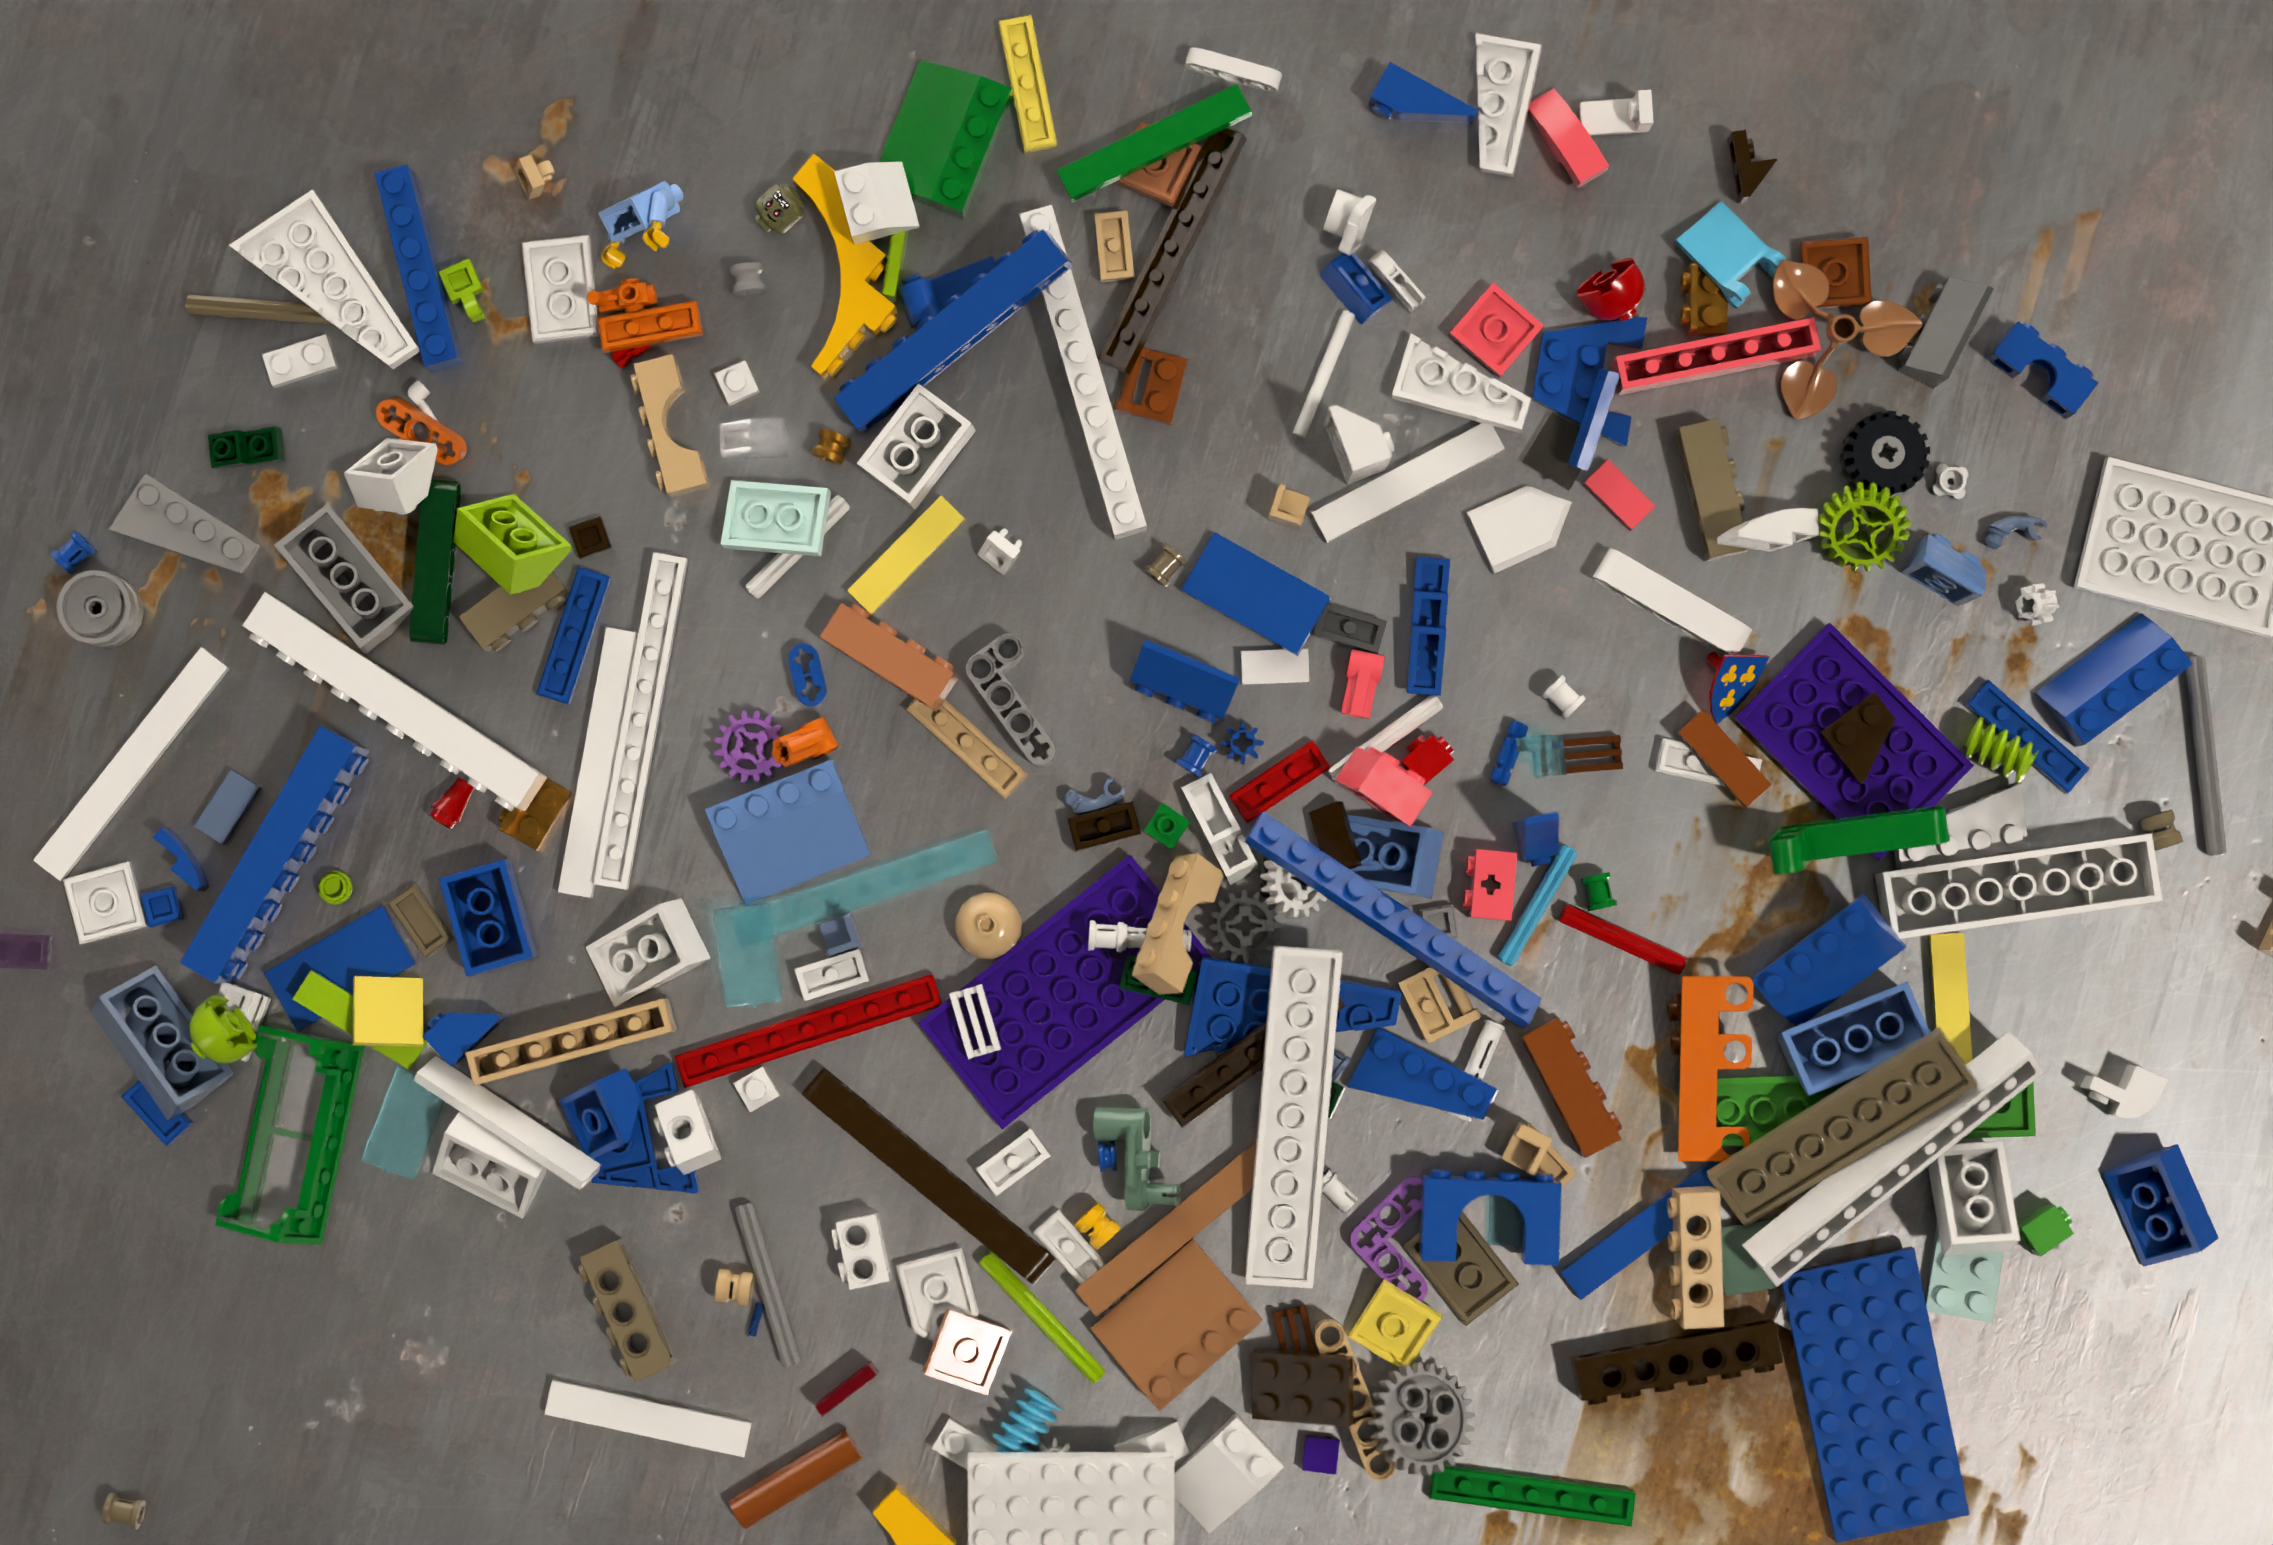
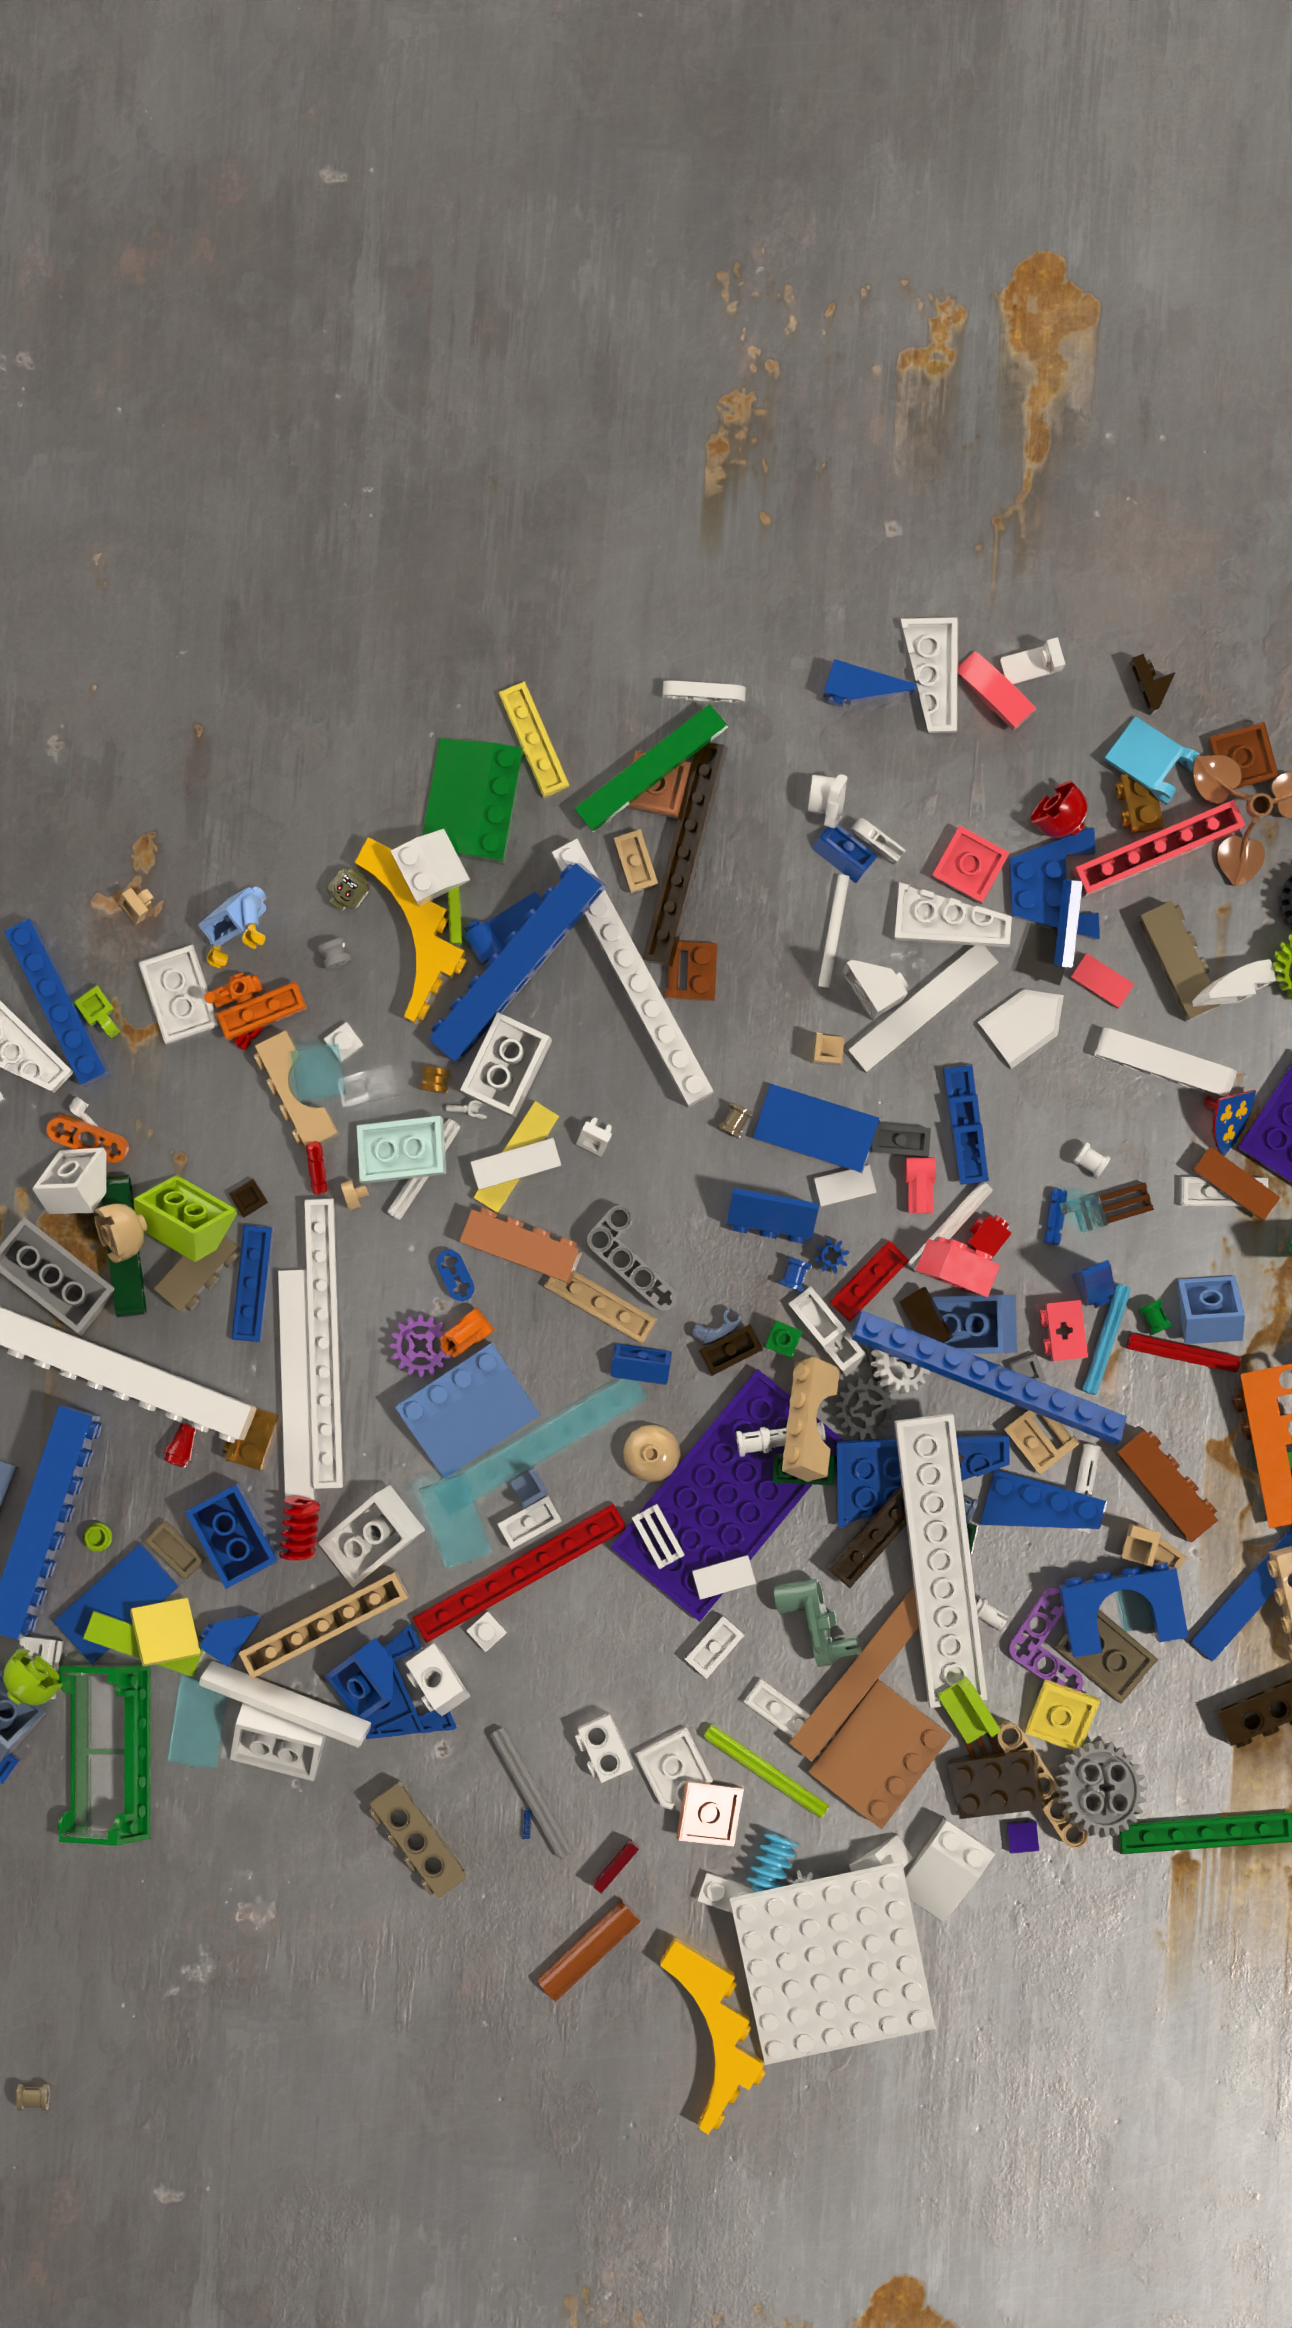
camera: 10 degrees left, 0 degrees up
(434, 541) = (120, 1230): none -> tan cylinder
(569, 926) = (302, 1528): none -> red piece
(648, 1418) = (455, 1926): white tile -> none
(674, 518) = (316, 1168): none -> red axle
(699, 410) = (318, 1072): none -> clear light blue piece
(710, 558) = (353, 1194): none -> tan tile
(741, 1289) = (510, 1800): tan wheel -> none
(866, 489) = (471, 1109): none -> white hand
(903, 562) = (516, 1164): none -> white tile
(928, 1176) = (646, 1673): dark brown beam -> none
(997, 821) = (641, 1364): none -> blue slope
(1040, 1084) = (724, 1577): none -> white tile
(1097, 1226) = (796, 1685): yellow wheel -> none
(1107, 1156) = (792, 1625): blue bush -> none
(1288, 1297) = (968, 1711): none -> lime panel
(1664, 897) = (1210, 1310): none -> medium blue slope

